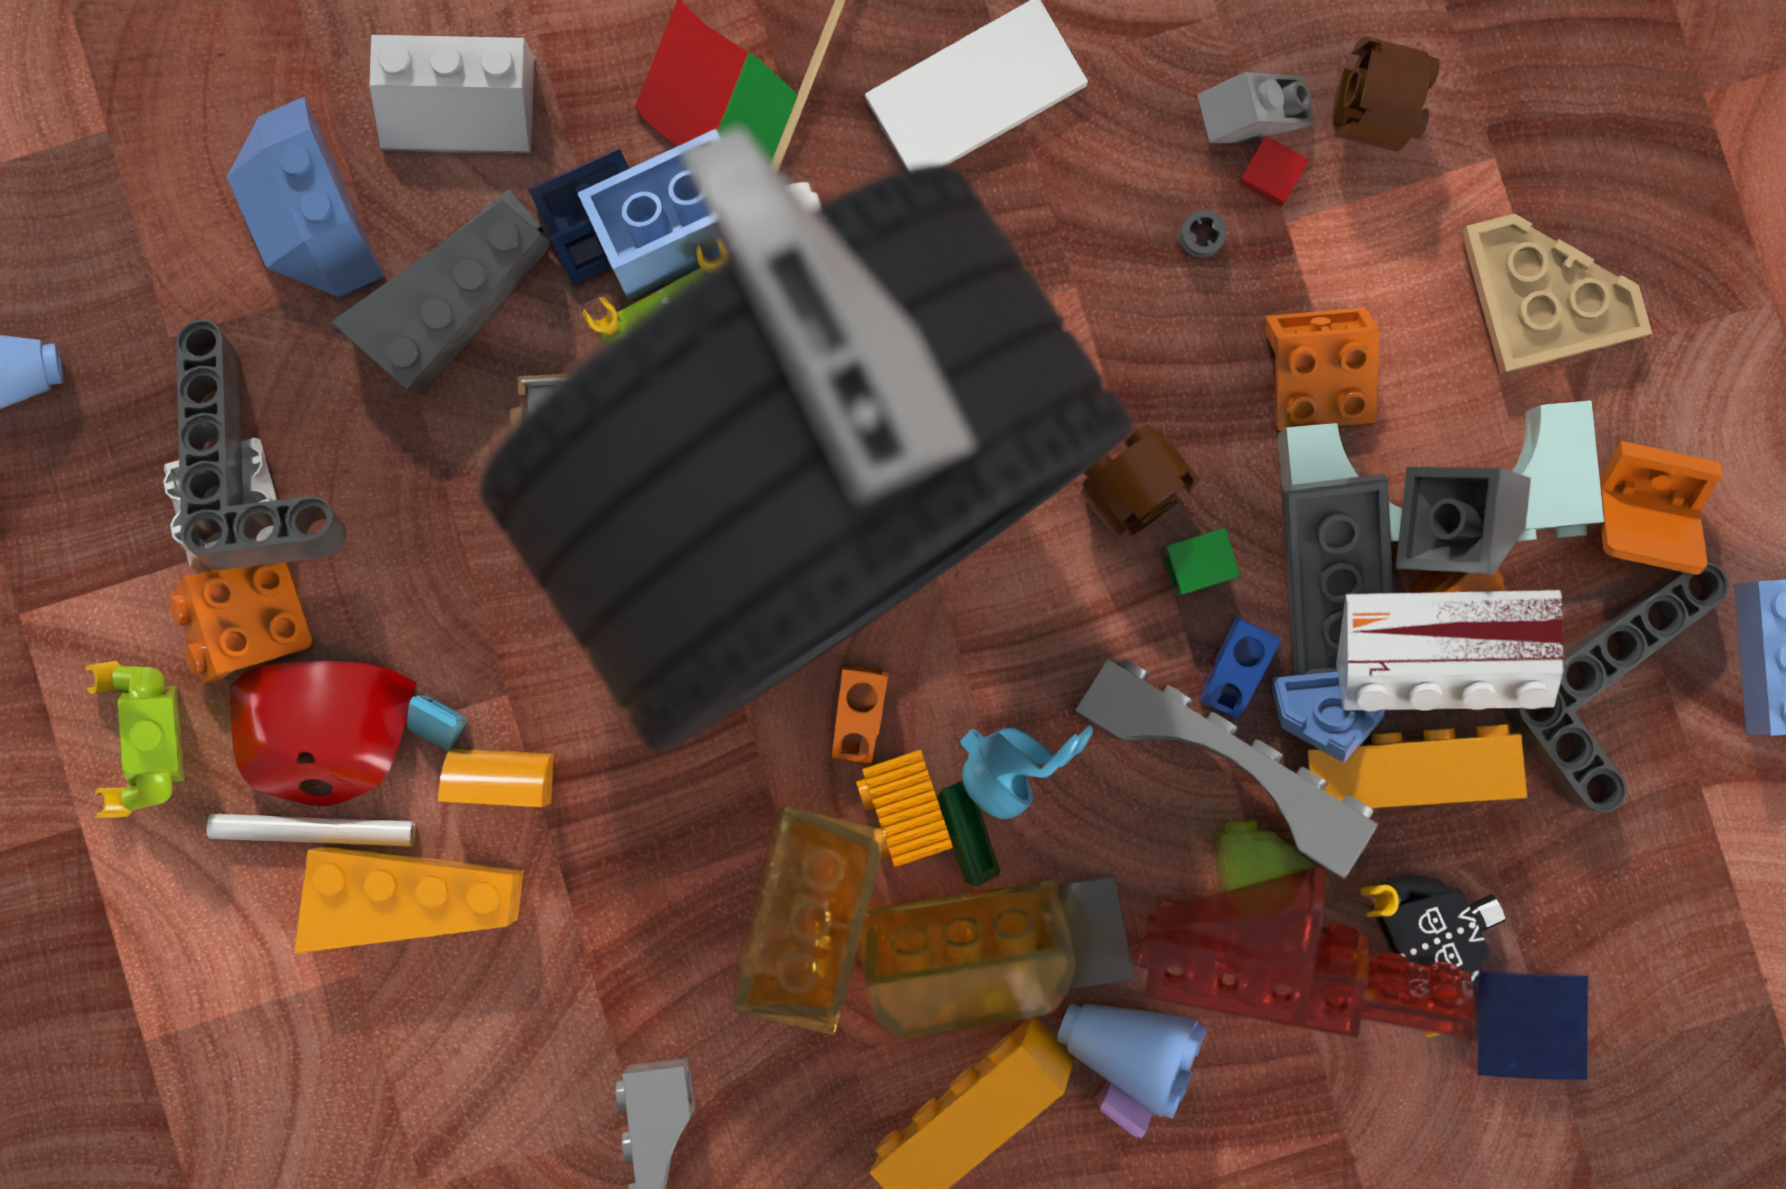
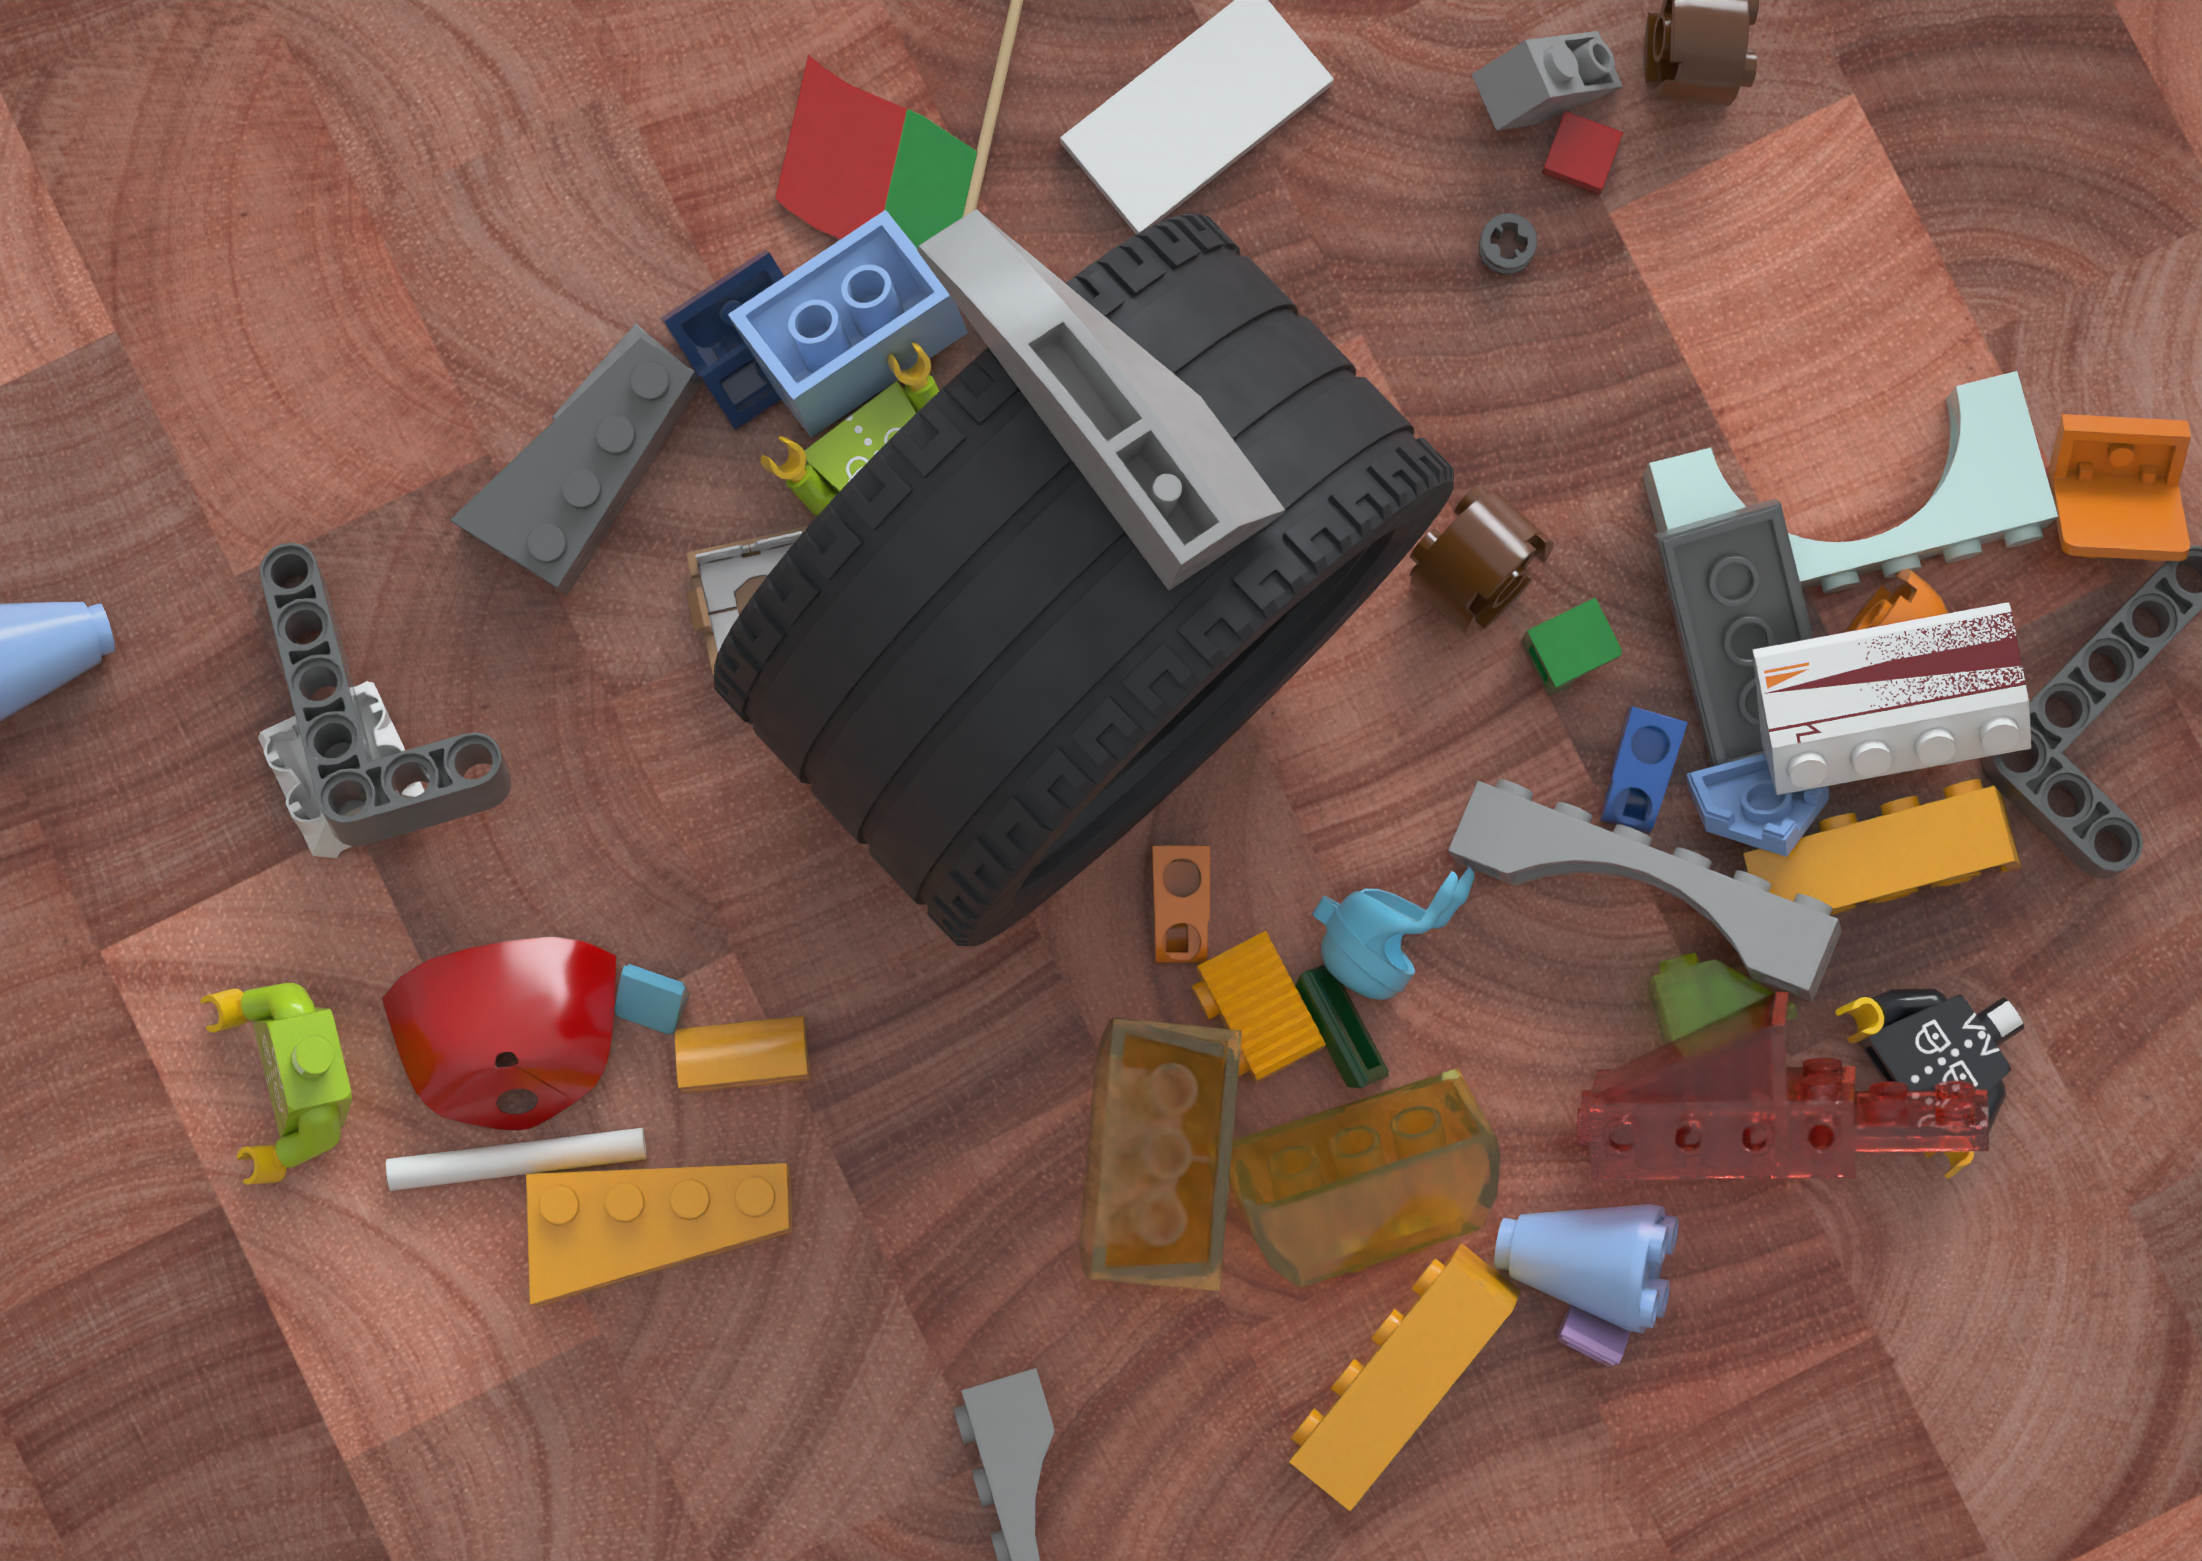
camera: 15 degrees left, 5 degrees down
(238, 618) = (383, 908): orange bracket -> none
(301, 204) = (379, 383): medium blue wedge -> none
(452, 93) = (548, 218): white slope -> none
(1096, 931) = (1524, 1122): dark grey slope -> none
(1324, 367) = (1686, 383): orange bracket -> none
(1460, 518) = (1878, 536): dark grey slope -> none
(1533, 1025) = (2083, 1152): clear blue slope -> none
(1547, 296) = (1945, 253): tan plate -> none

